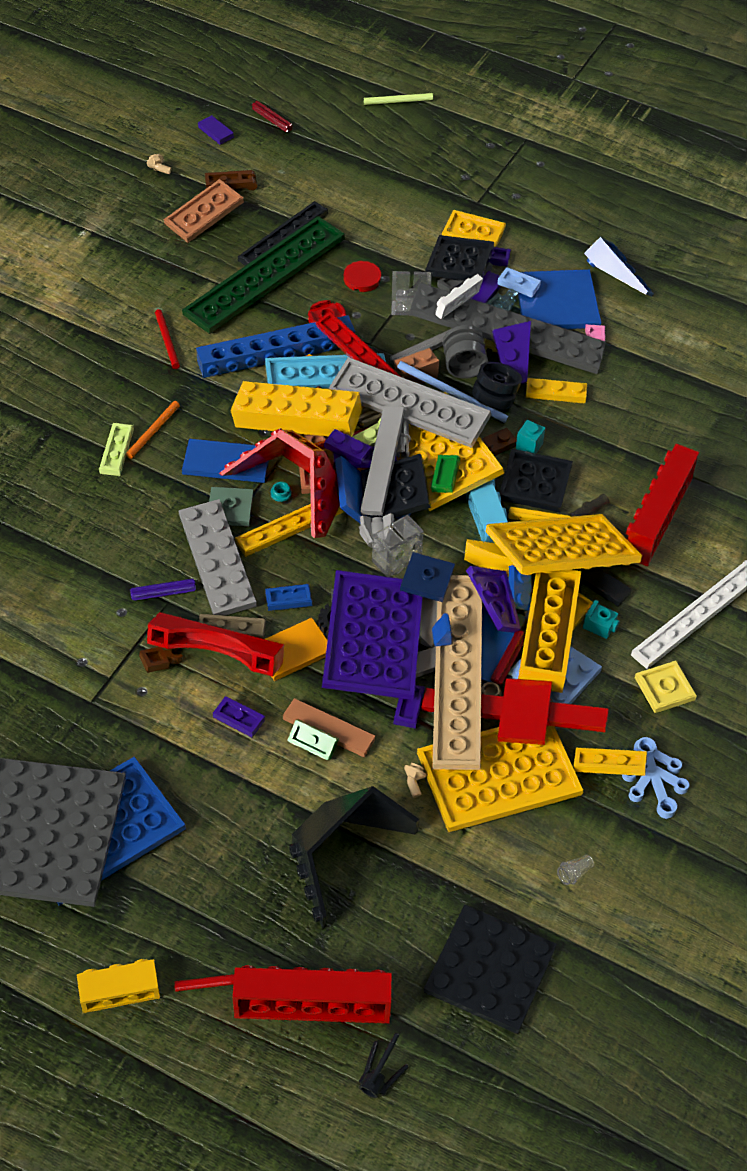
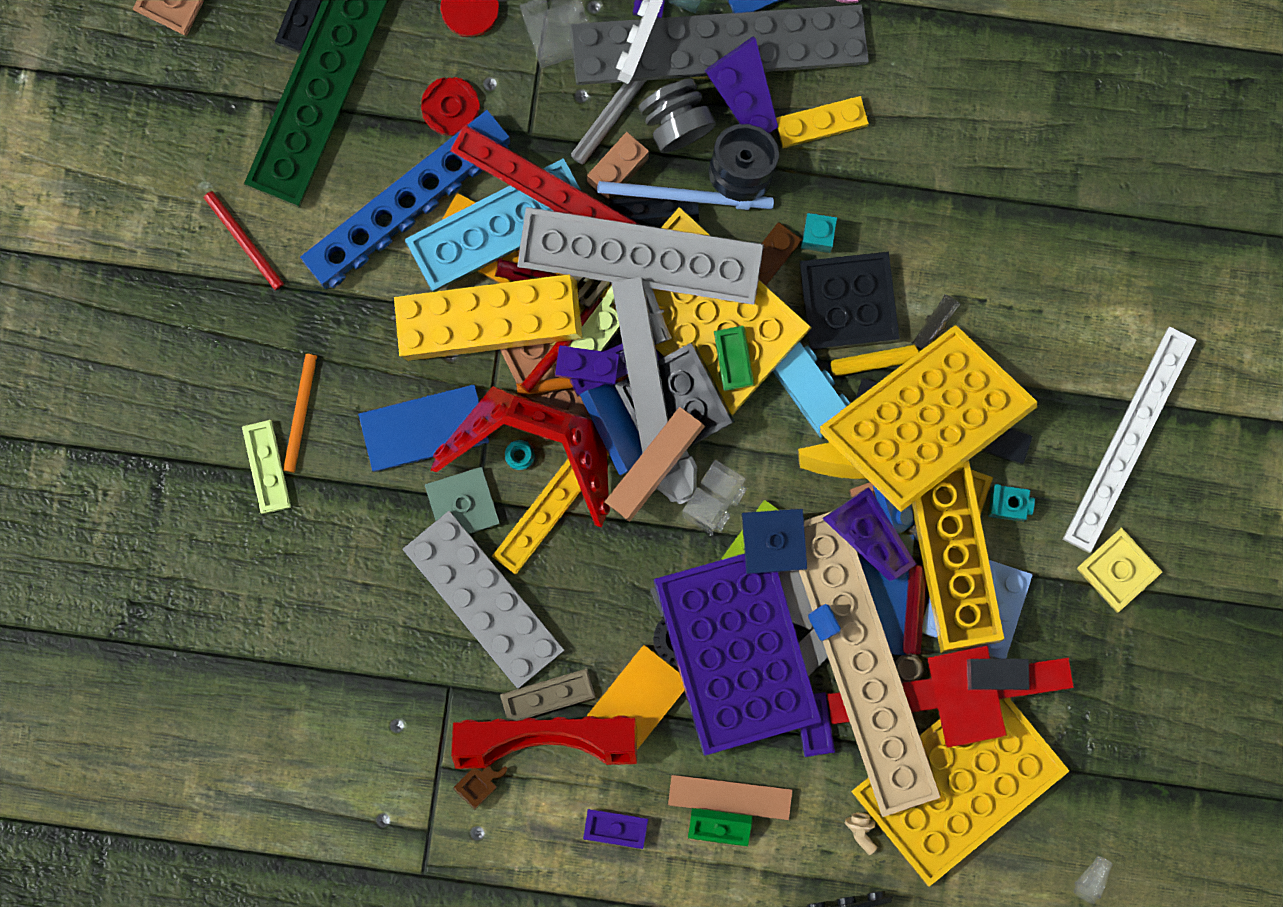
camera: 20 degrees left, 30 degrees up
(163, 589) = (435, 674): dark purple axle -> none
(288, 597) = (601, 624): blue plate -> none
(366, 507) = (654, 464): none -> nougat tile
(552, 698) = (998, 674): none -> black tile
(610, 761) = (1089, 717): yellow plate -> none
(655, 774) = (1144, 708): light blue plant -> none
(662, 501) = (1032, 287): red brick -> none

